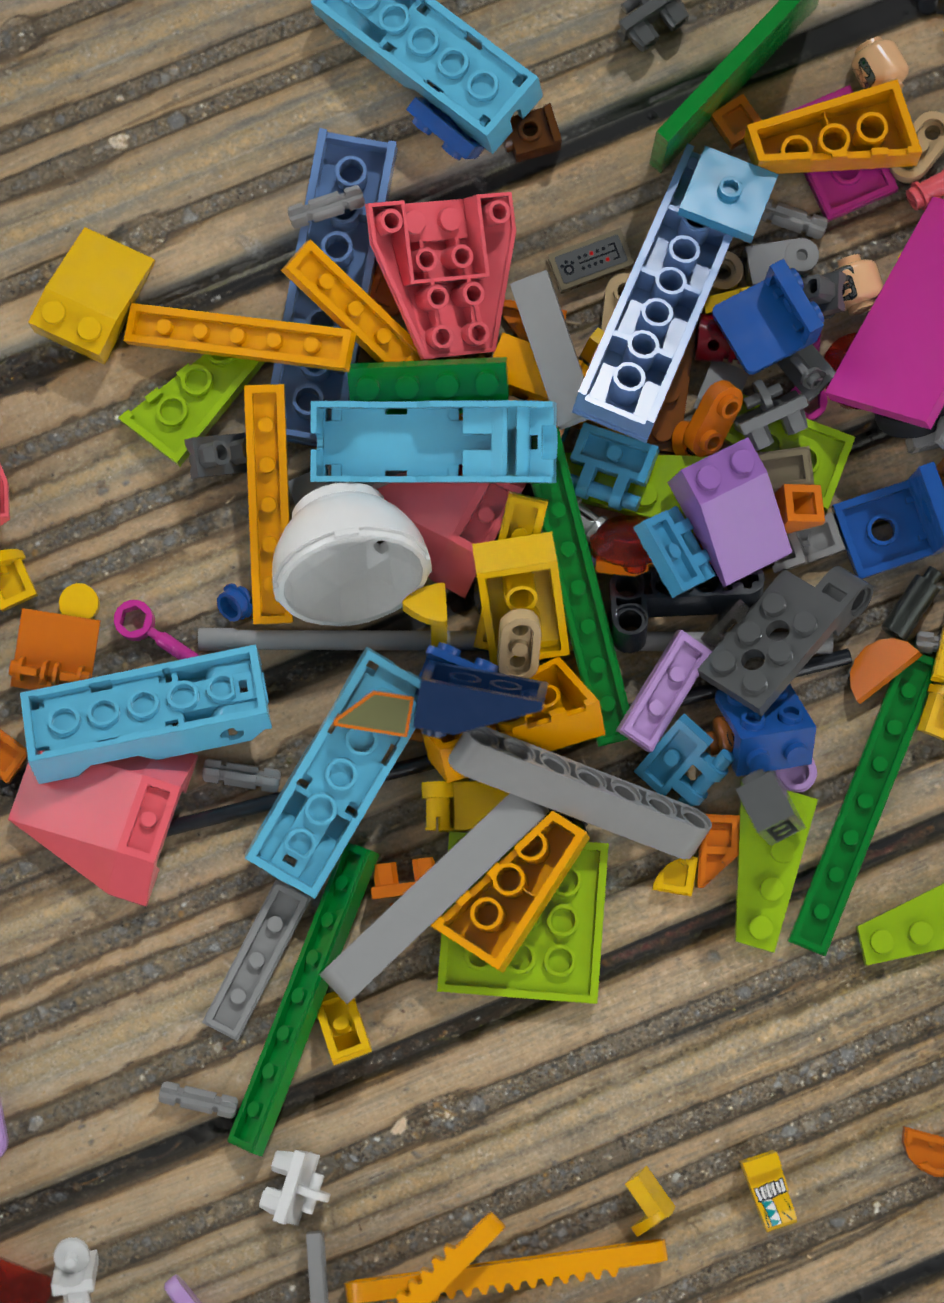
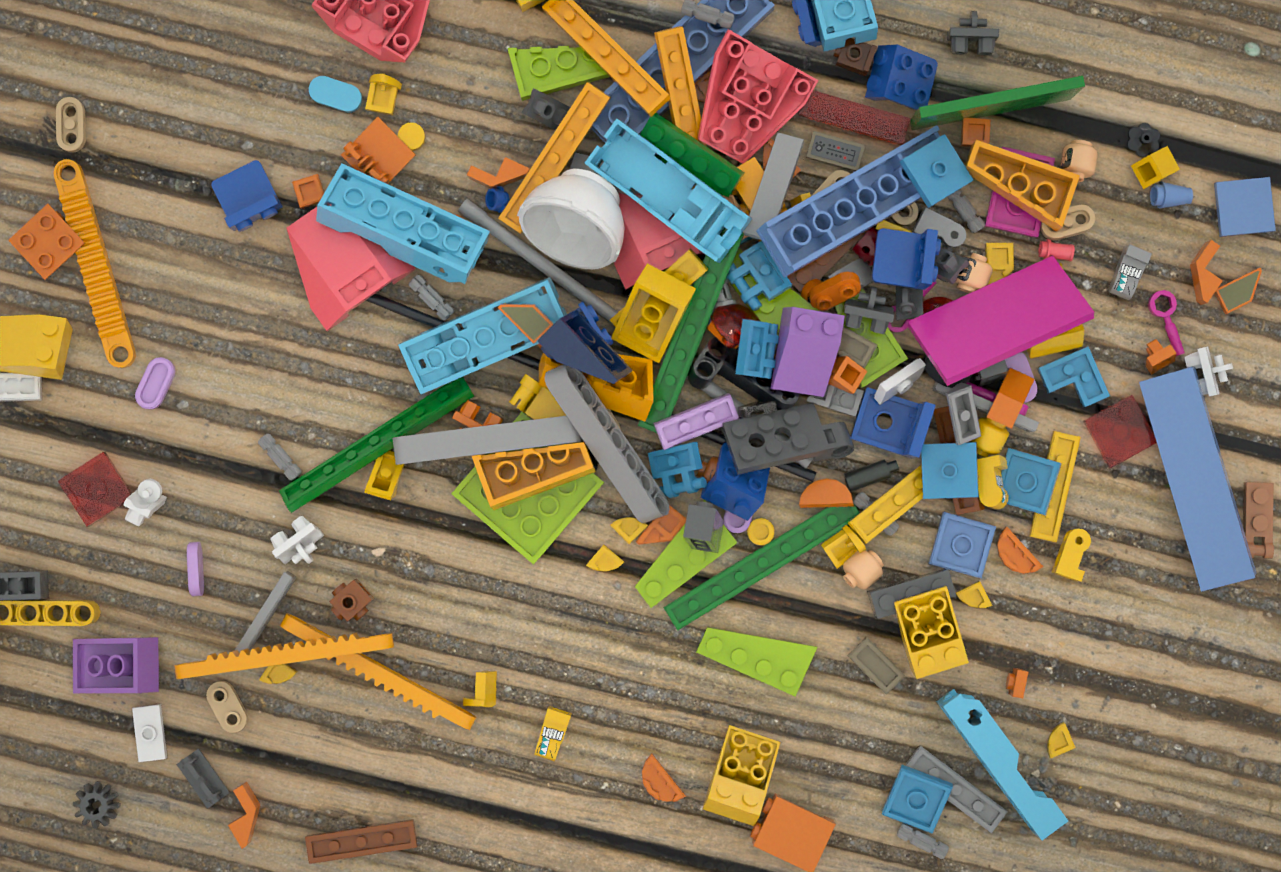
camera: 40 degrees right, 5 degrees up
(162, 639) = (442, 190): dark pink piece -> none
(227, 561) = (508, 173): none -> orange slope
(256, 960) = (366, 404): light grey tile -> none
(415, 1194) = (360, 596): none -> dark orange brick
(430, 607) = (600, 281): yellow tile -> none
(519, 641) = (633, 337): tan plate -> none
(586, 204) = (856, 117): none -> clear red plate
(603, 119) = (901, 76): none -> blue bracket
(677, 936) = (605, 560): none -> yellow tile
(835, 766) = (760, 531): none -> yellow tile
(867, 470) = (900, 381): none -> white plate
(876, 244) = (1000, 258): none -> yellow tile

